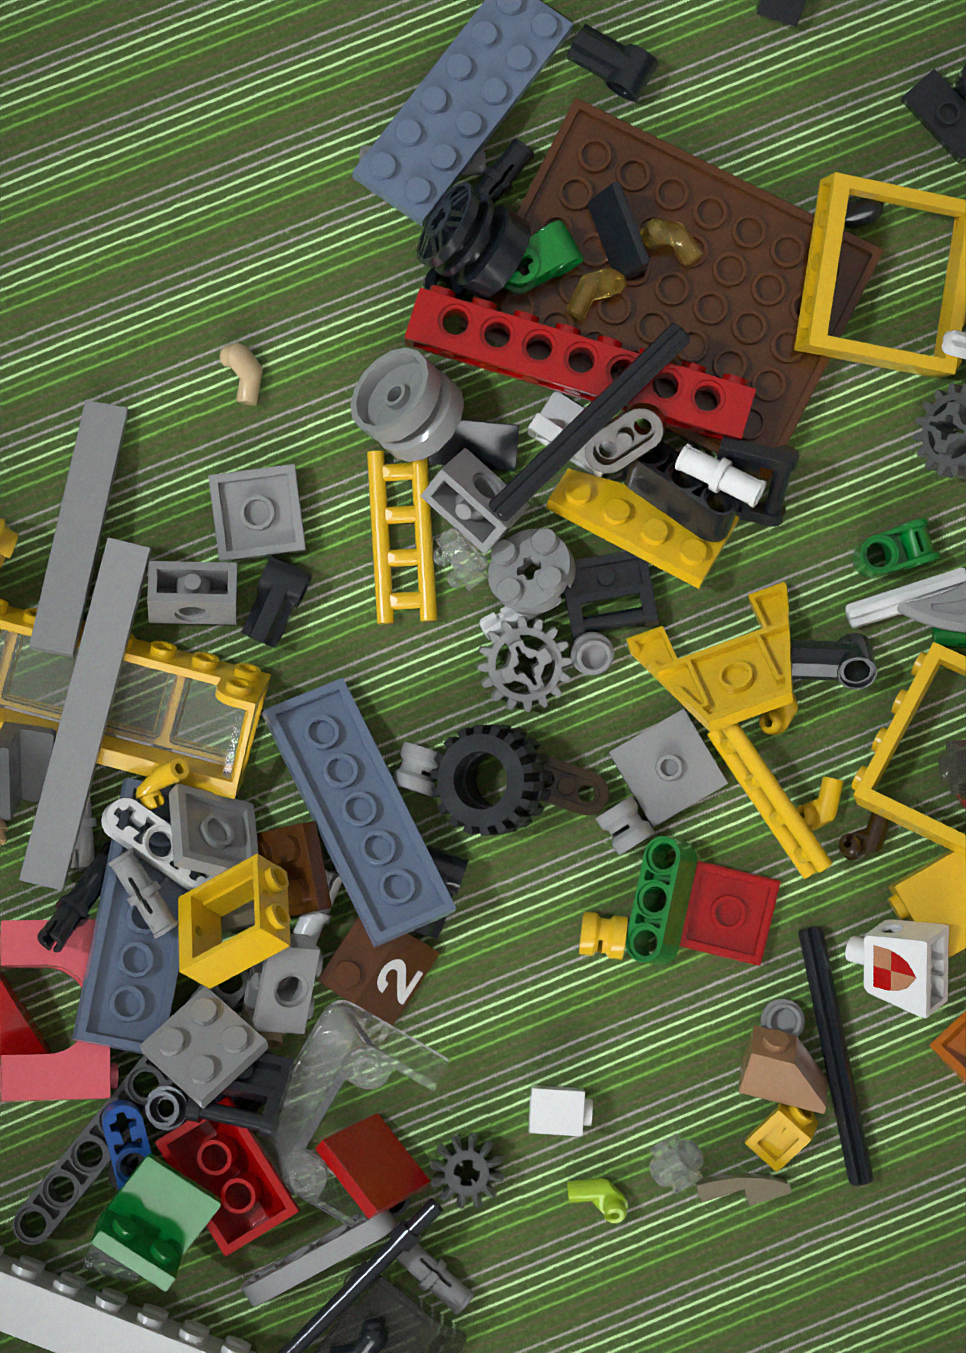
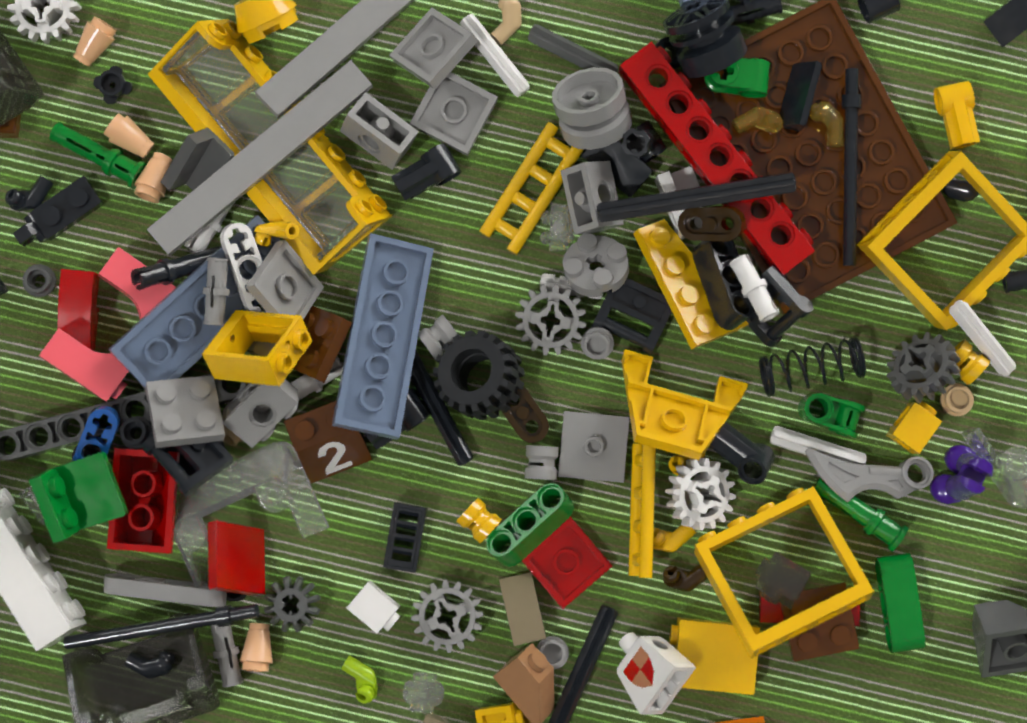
camera: 40 degrees right, 0 degrees up
(187, 460) = (433, 48): none -> light grey plate
(257, 420) = (496, 56): none -> white axle
(334, 358) = (567, 49): none -> dark grey axle
(463, 1246) = (257, 649): none -> light nougat cone
(478, 850) = (440, 412): none -> black axle
(487, 402) = (643, 142): none -> black piece
(519, 978) = (407, 509): none -> black slope
(633, 1081) = (433, 622): none -> light grey gear
(680, 202) = (851, 104): none -> black bar
(717, 996) = (522, 609): none -> dark tan slope
(792, 124) = (956, 106): none -> yellow piece
(815, 752) = (691, 502): none -> white gear
(889, 479) = (858, 364): none -> black piece

